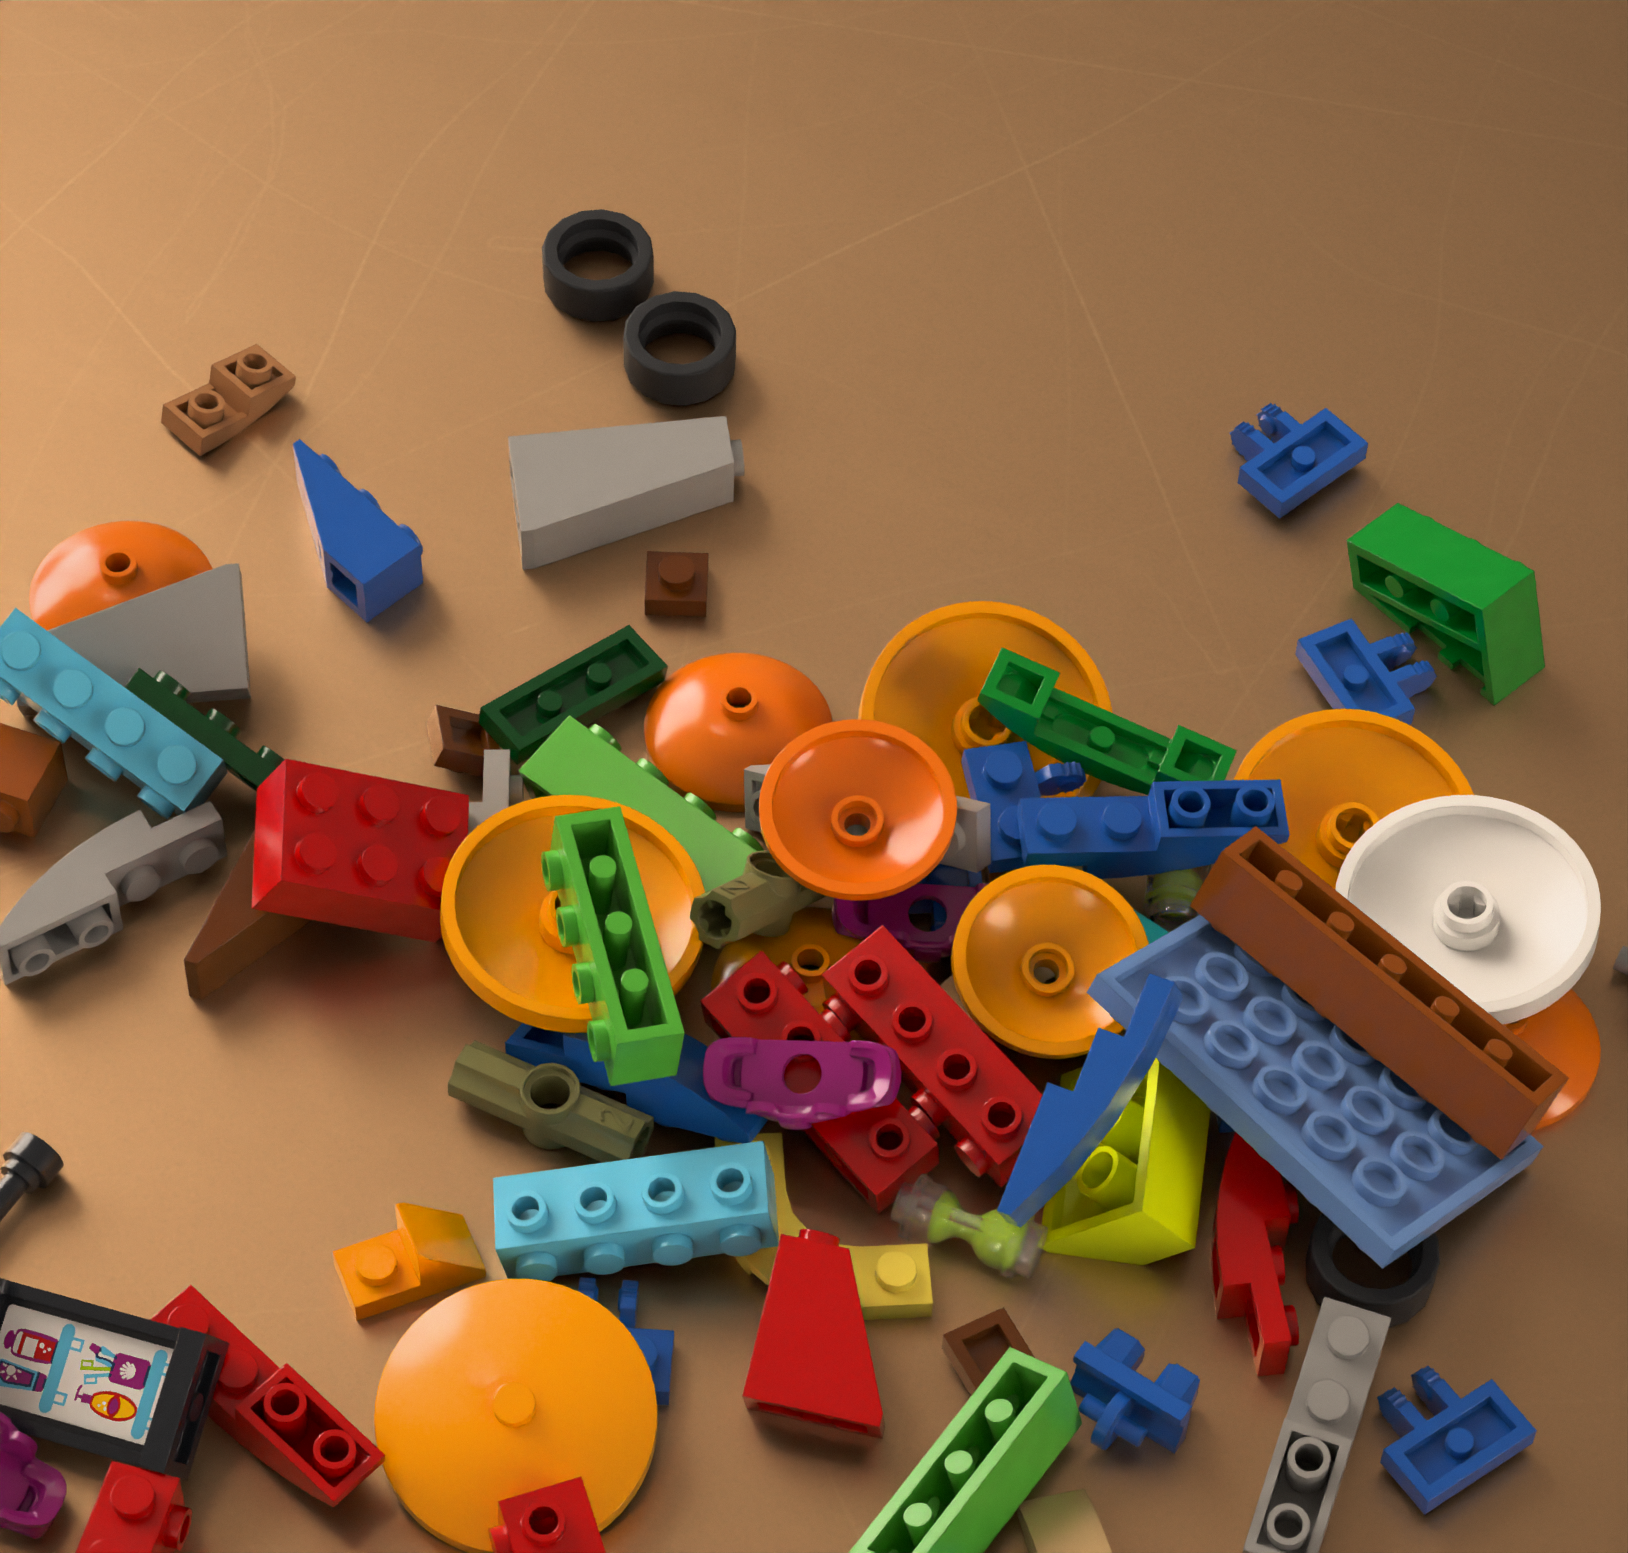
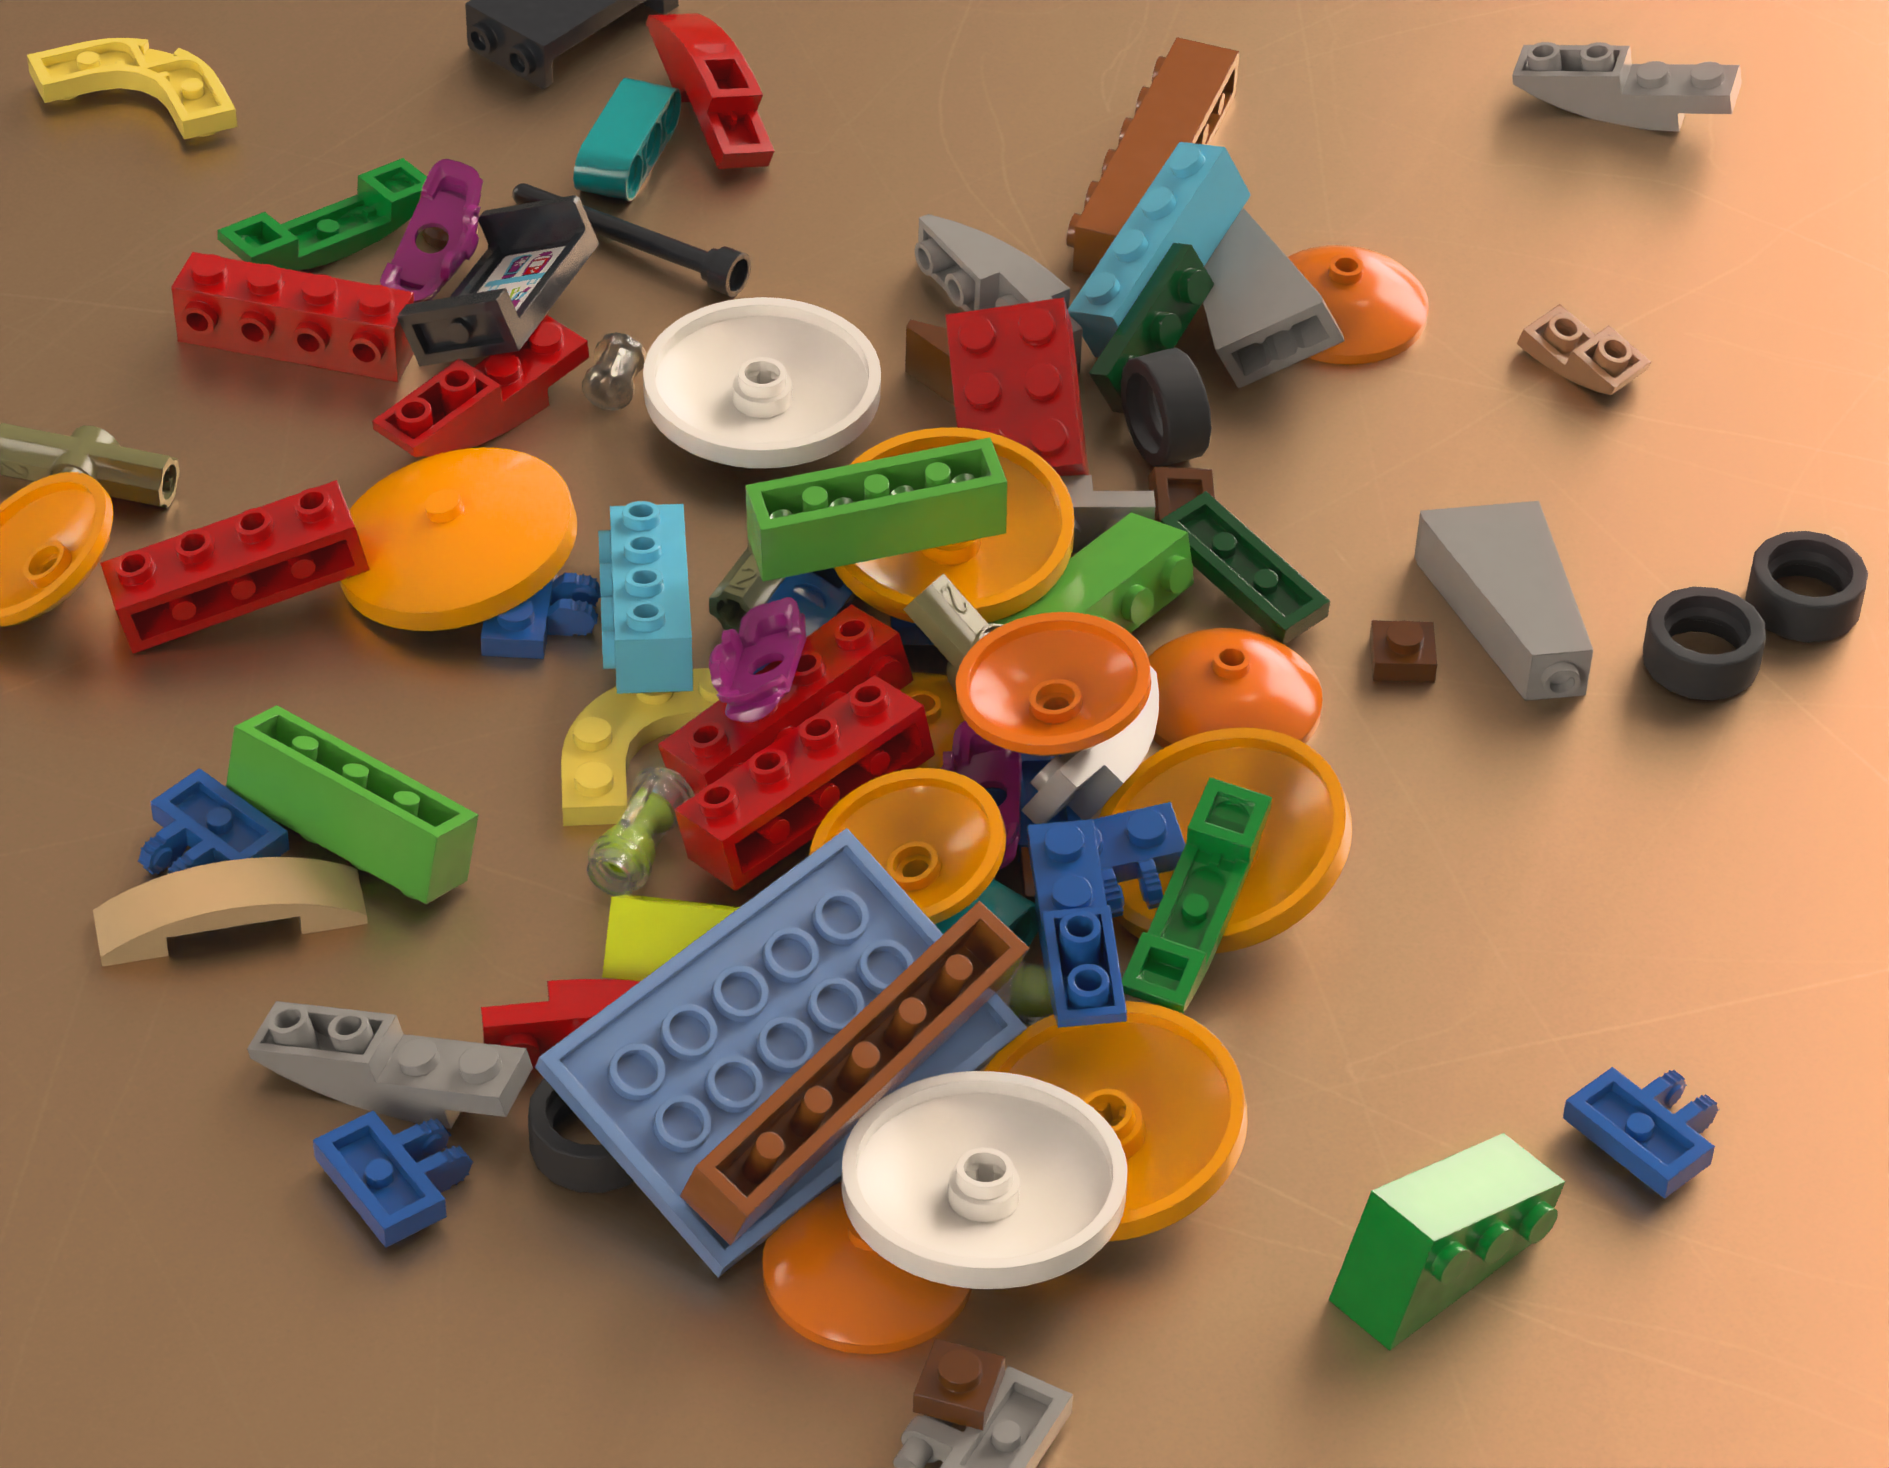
camera: 90 degrees right, 10 degrees down
(216, 1271) = (610, 380): none -> clear smoke bush
(269, 1112) = (762, 382): none -> white dish
(340, 706) = (1166, 407): none -> black tyre
(359, 548) = (1416, 421): blue slope -> none
(417, 1260) = (623, 474): light orange slope -> none
(813, 1341) = (510, 711): red slope -> none
(980, 1345) = (508, 845): reddish brown plate -> none
(1075, 1122) = (710, 830): blue slope -> none
(1126, 1401) = (444, 931): blue hips -> none
(1357, 673) = (1331, 1160): blue hinge -> none

